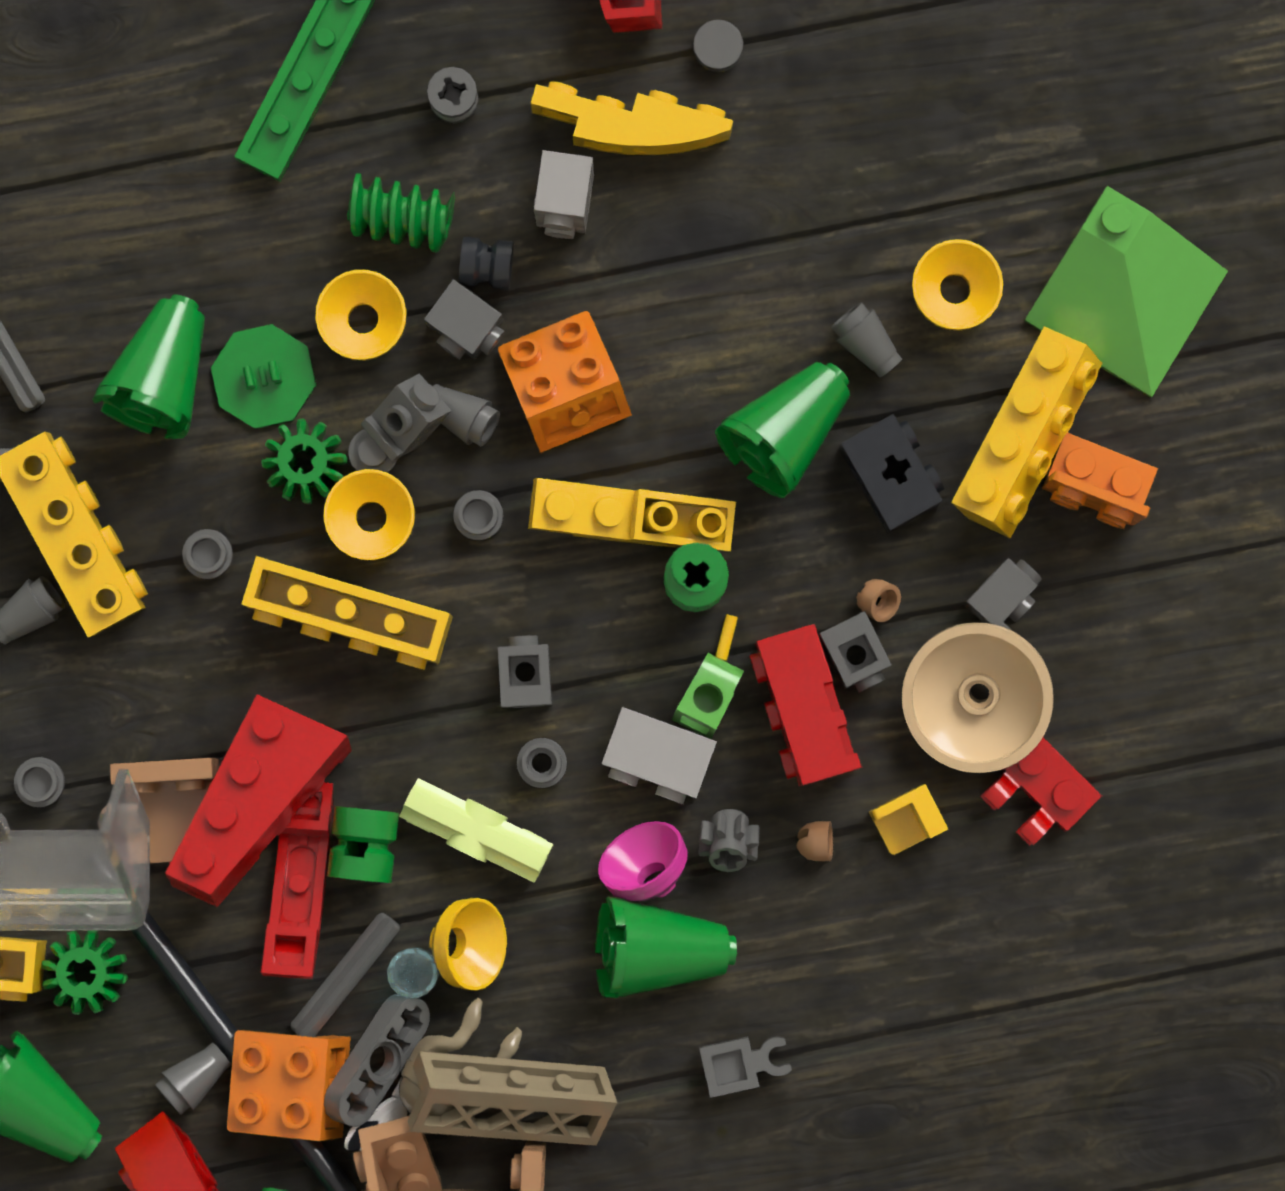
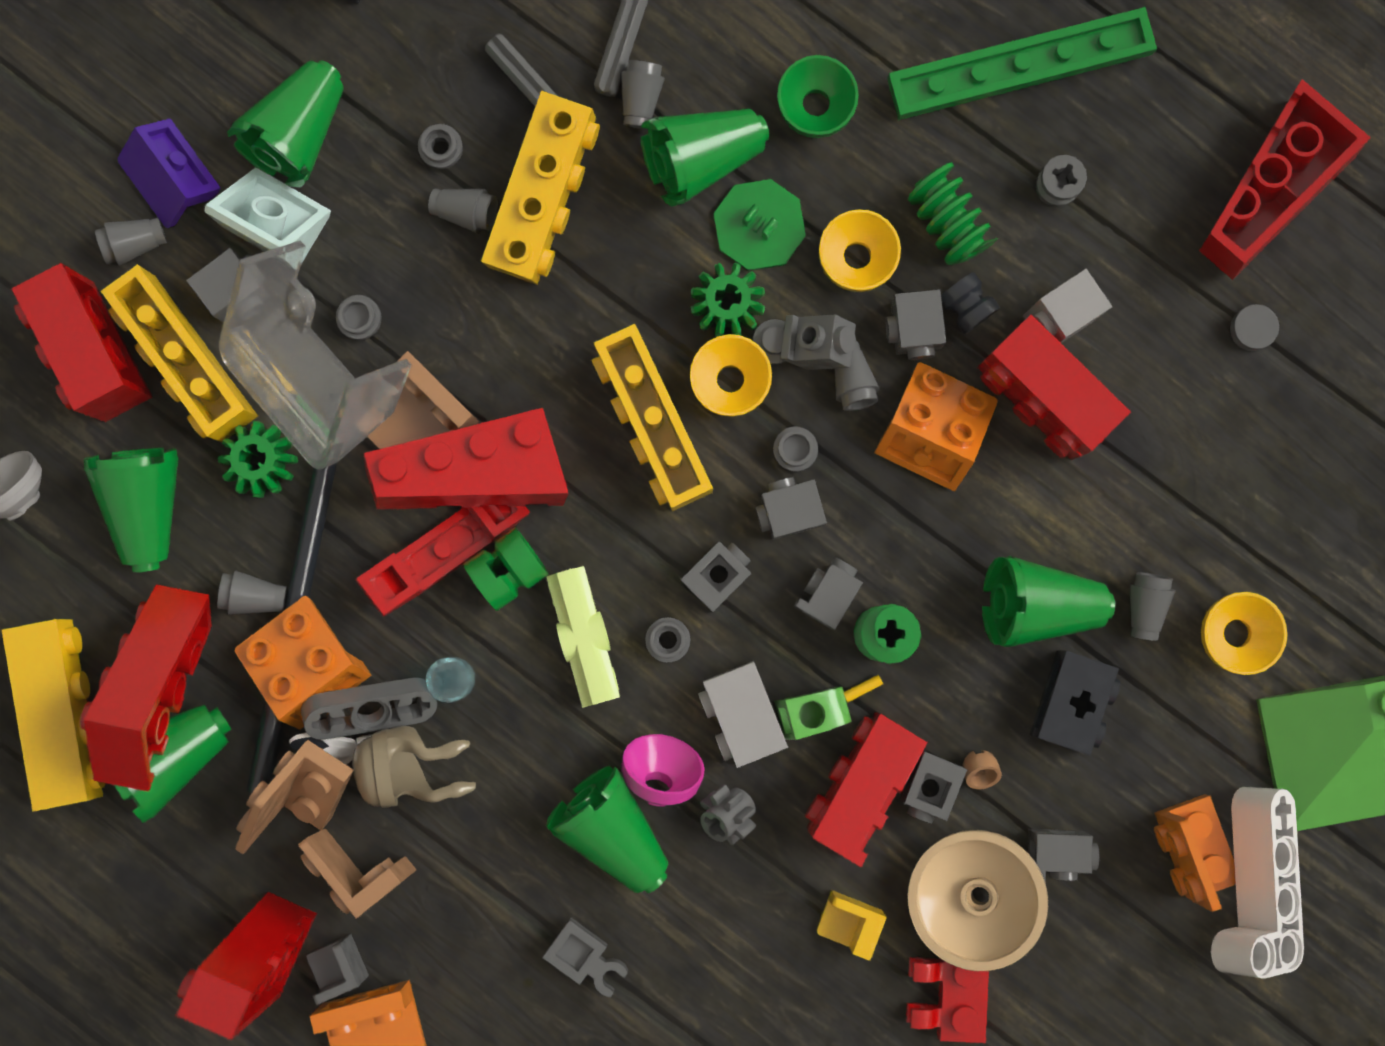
camera: 50 degrees right, 0 degrees up
(63, 377) = (640, 91): none -> dark grey cone
(187, 212) = (821, 76): none -> green piece
(207, 554) = (608, 293): dark grey plate -> none
(345, 976) = (408, 636): dark grey axle -> none
(479, 944) = (506, 708): yellow piece -> none
(516, 1089) = (429, 821): dark tan fence -> none
(523, 564) = (790, 508): none -> dark grey brick
(617, 263) = (1052, 390): none -> red piece
(622, 594) = (830, 593): none -> dark grey brick
(630, 515) = (887, 550): yellow slope -> none
(652, 127) = (1160, 333): yellow slope -> none
(816, 841) = (779, 873): medium nougat hinge -> none
(1027, 432) = (1189, 771): yellow brick -> none
(1176, 453) = (1266, 887): none -> white beam

